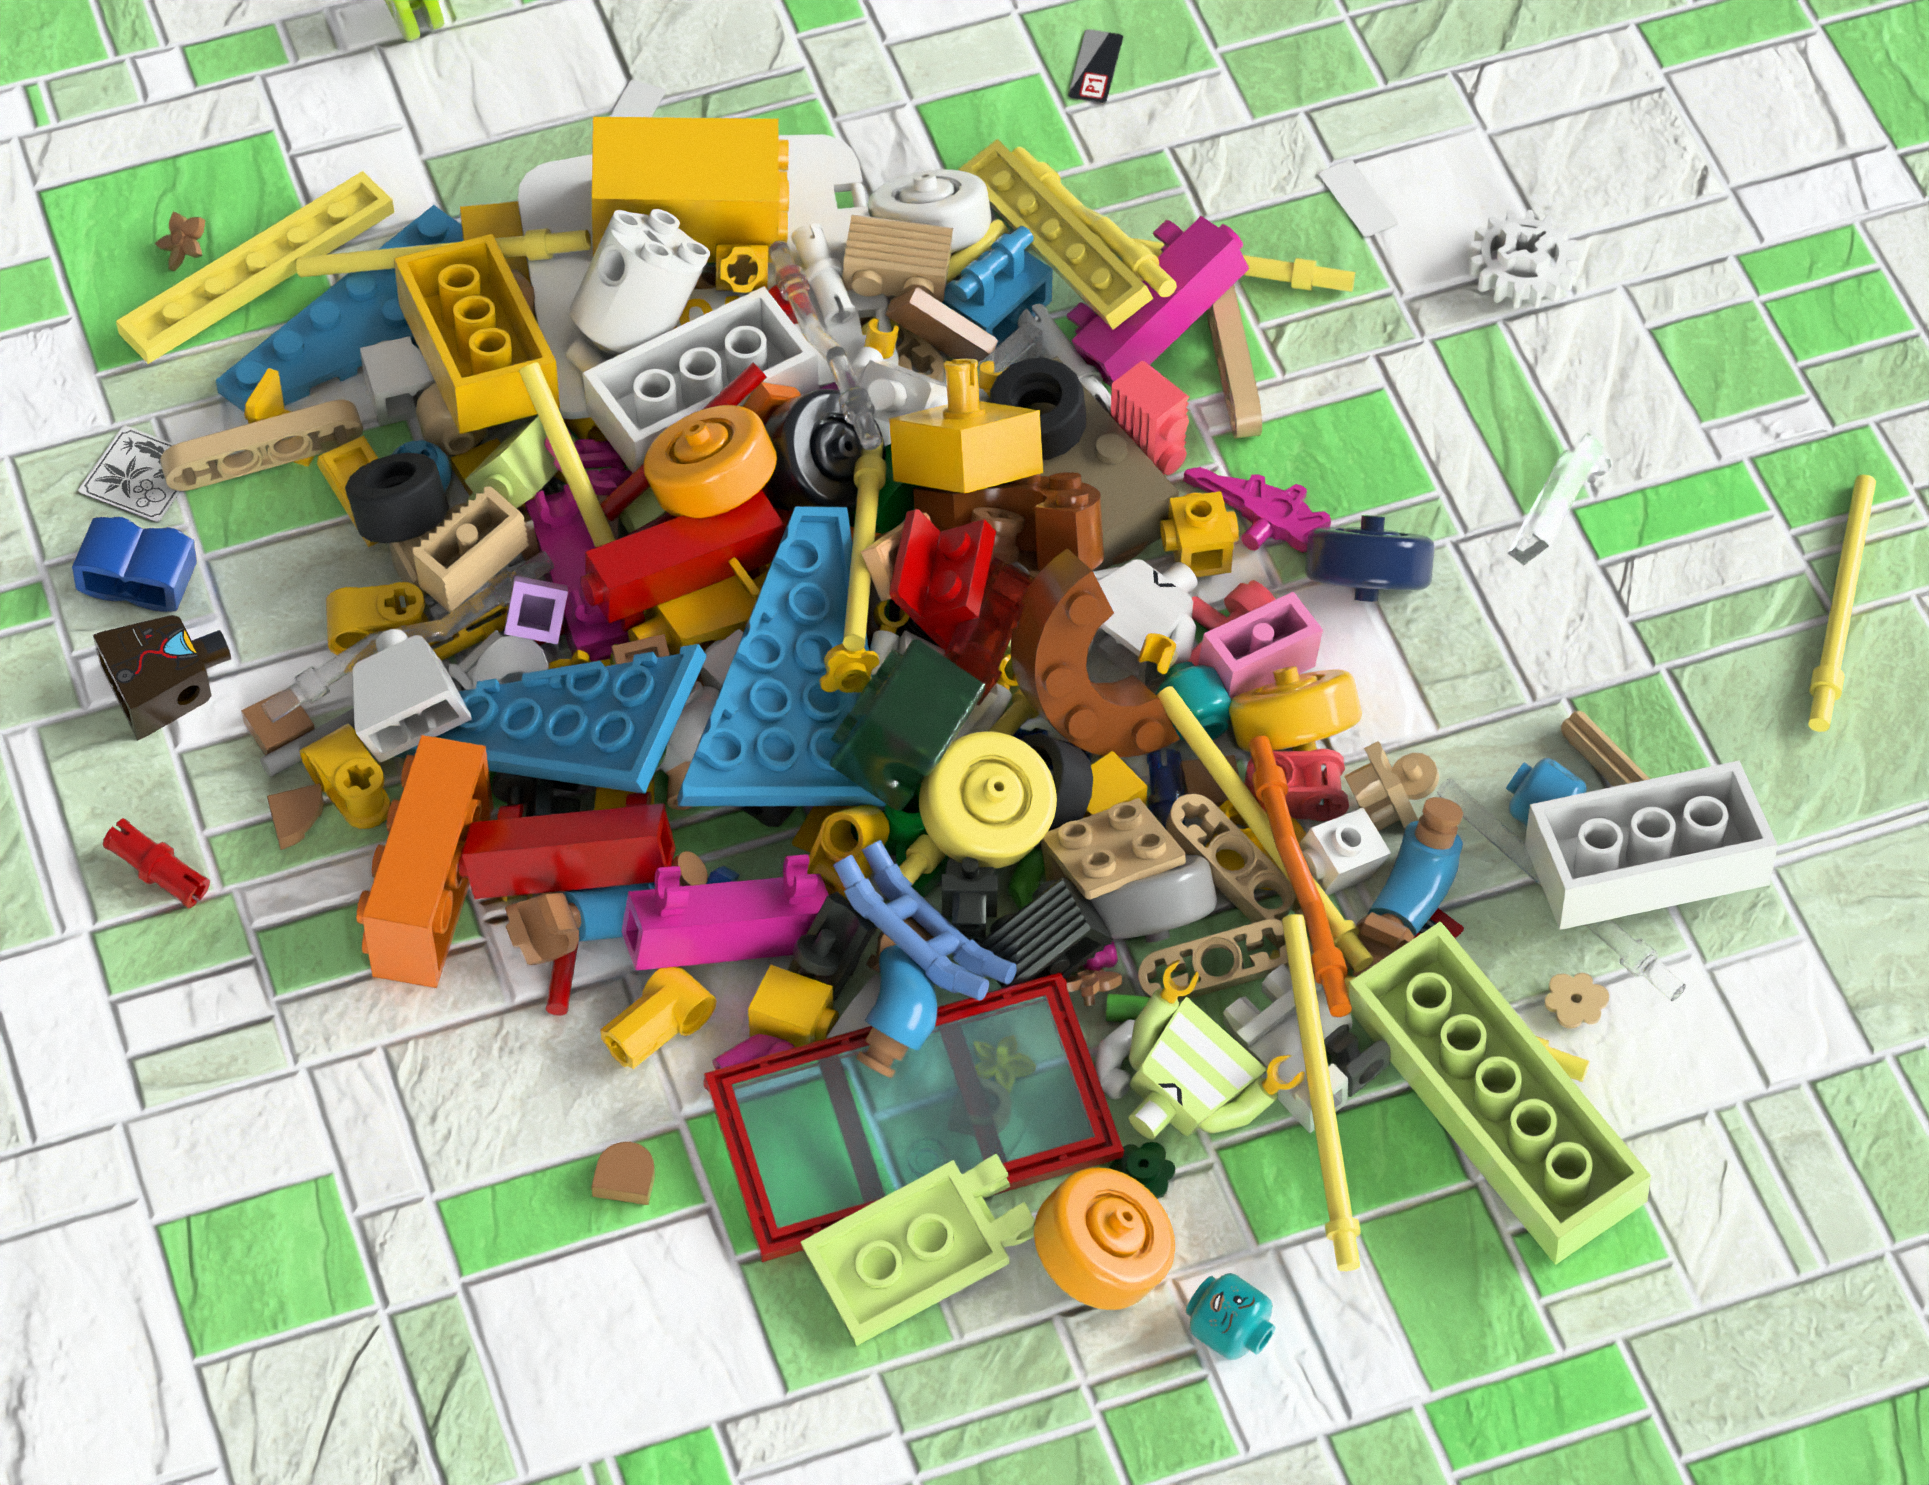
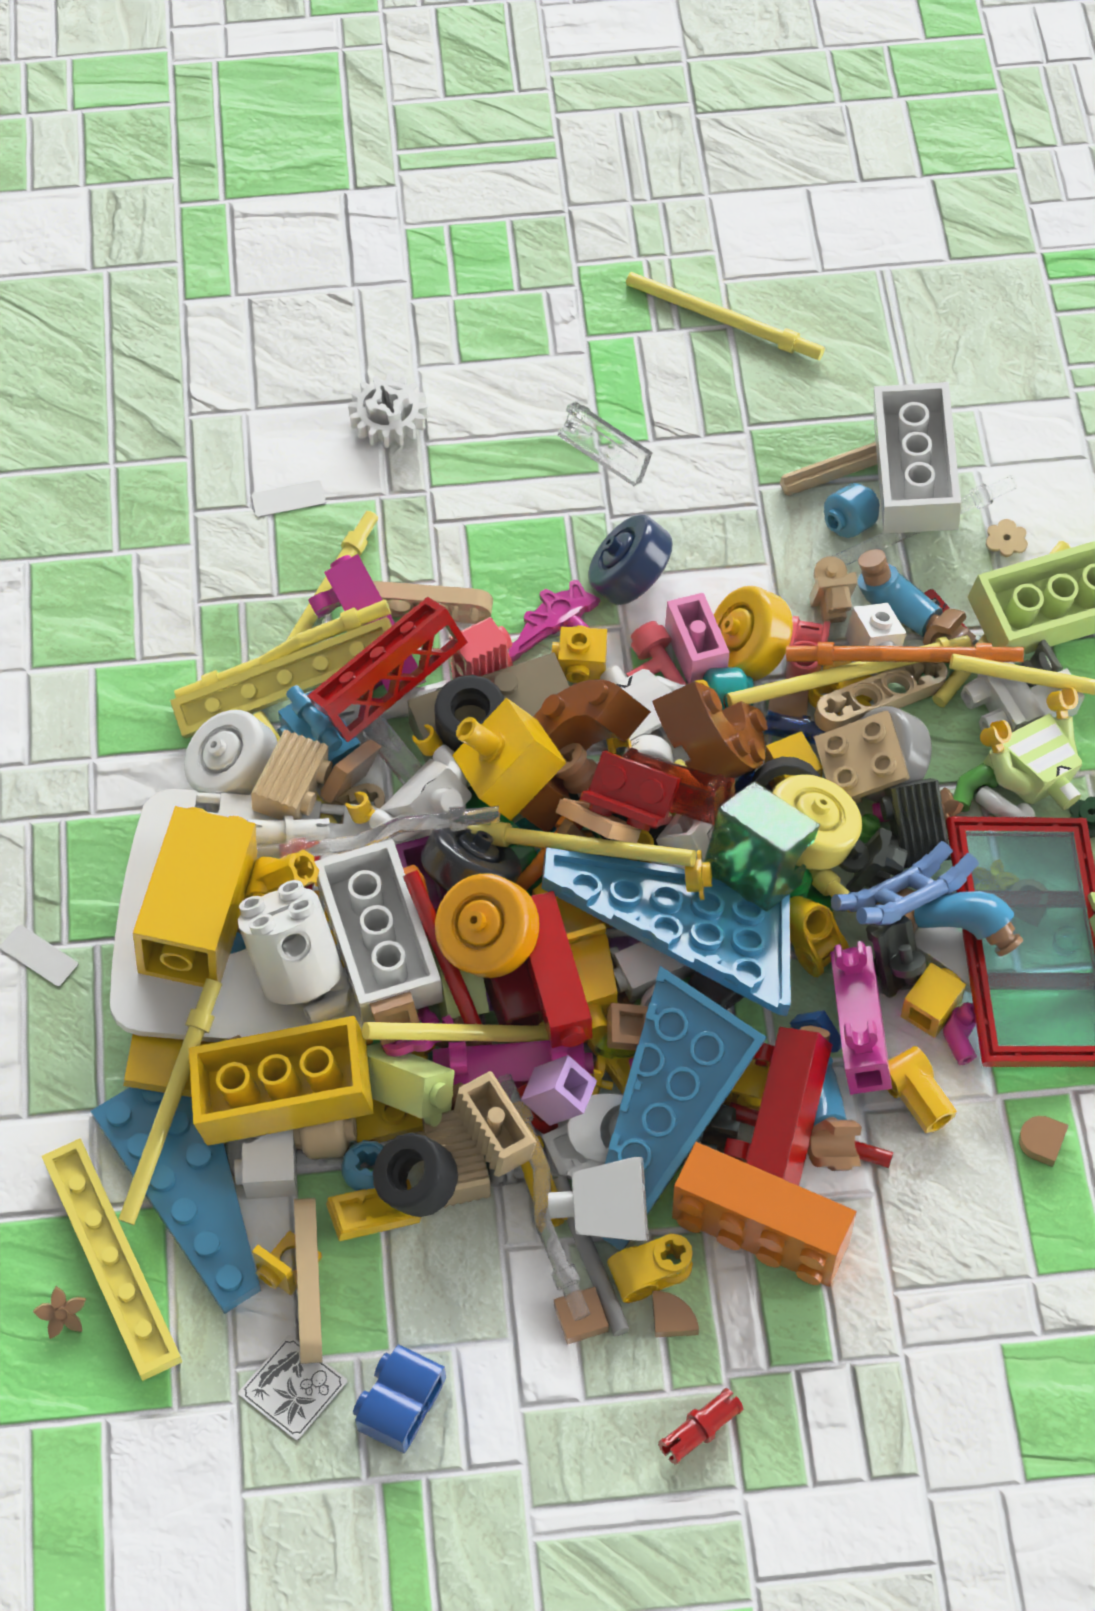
camera: 75 degrees left, 5 degrees up
(158, 670) = (515, 1396): dark brown torso -> none
(366, 610) = (505, 1227): yellow piece -> none
(586, 421) = (395, 1010): none -> medium nougat tile
(1076, 287) = (382, 657): none -> red fence
(1095, 66) = (103, 630): sticker -> none
(1227, 940) = (955, 714): tan beam -> none

